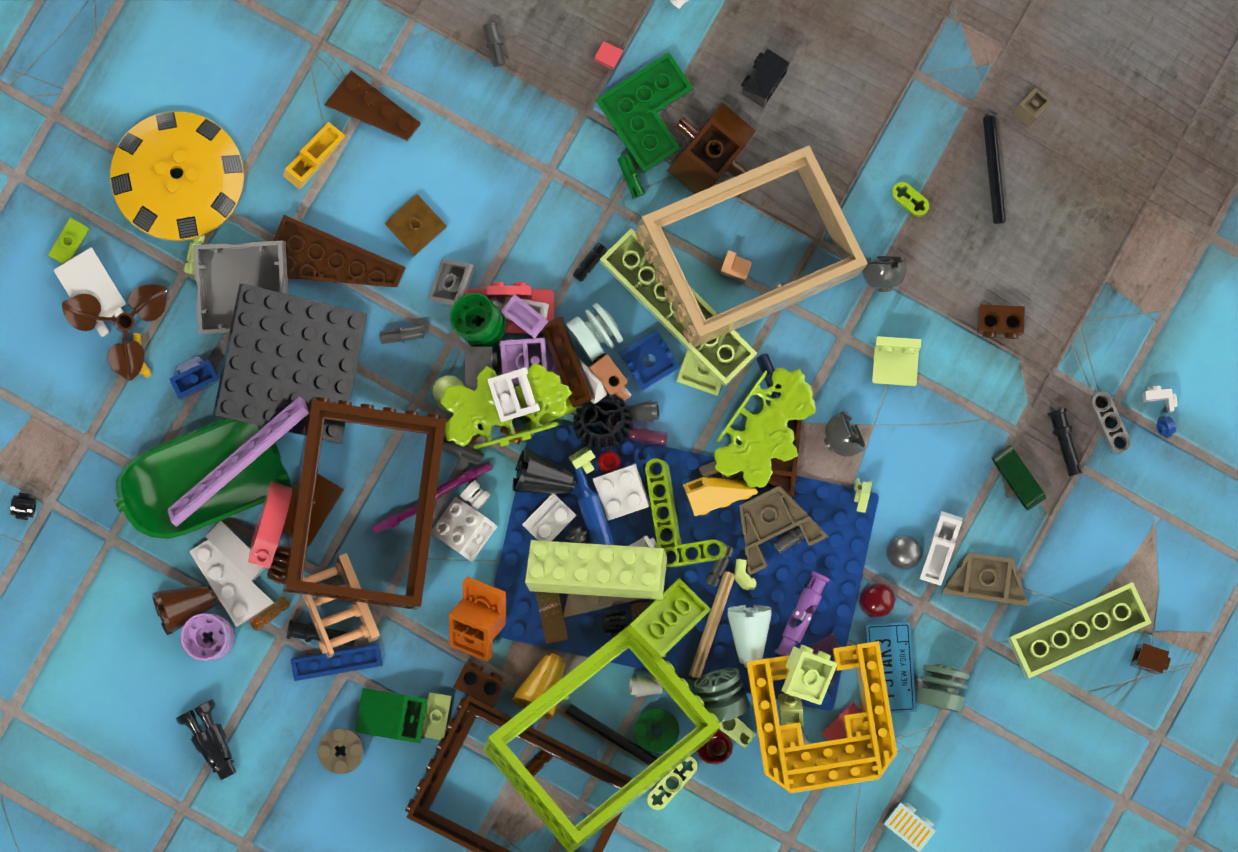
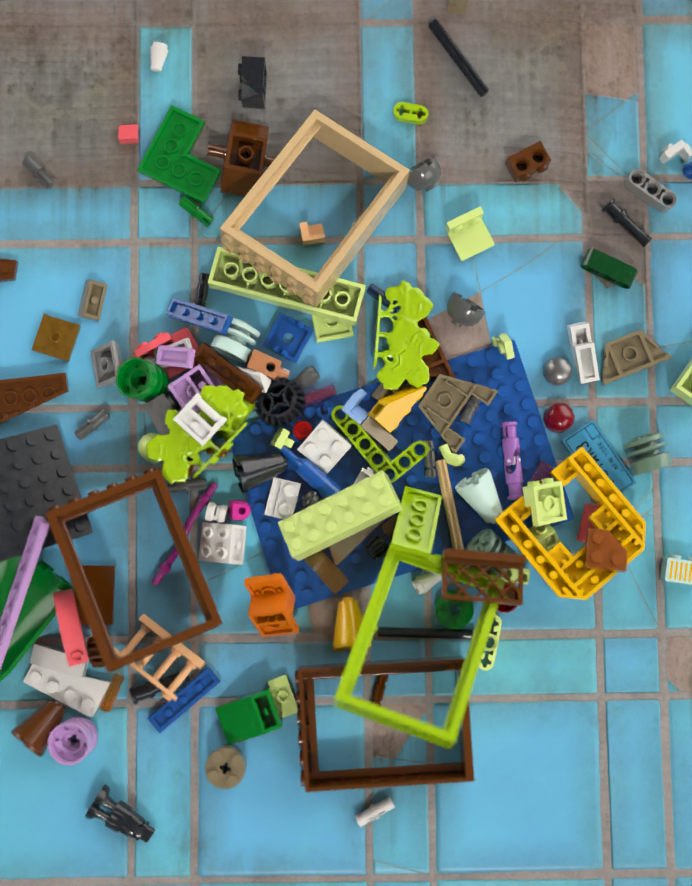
camera: 35 degrees left, 0 degrees up
(473, 207) = (92, 300): none -> dark tan slope
(477, 690) = (302, 659): reddish brown brick -> none
(499, 505) = (238, 509): none -> dark pink piece
(572, 287) = (199, 316): none -> tile
(672, 471) = (353, 409): none -> light blue panel
(683, 511) = (379, 433): none -> slope
(710, 692) = (487, 560): none -> reddish brown fence
(836, 757) = (604, 551): none -> dark orange plate

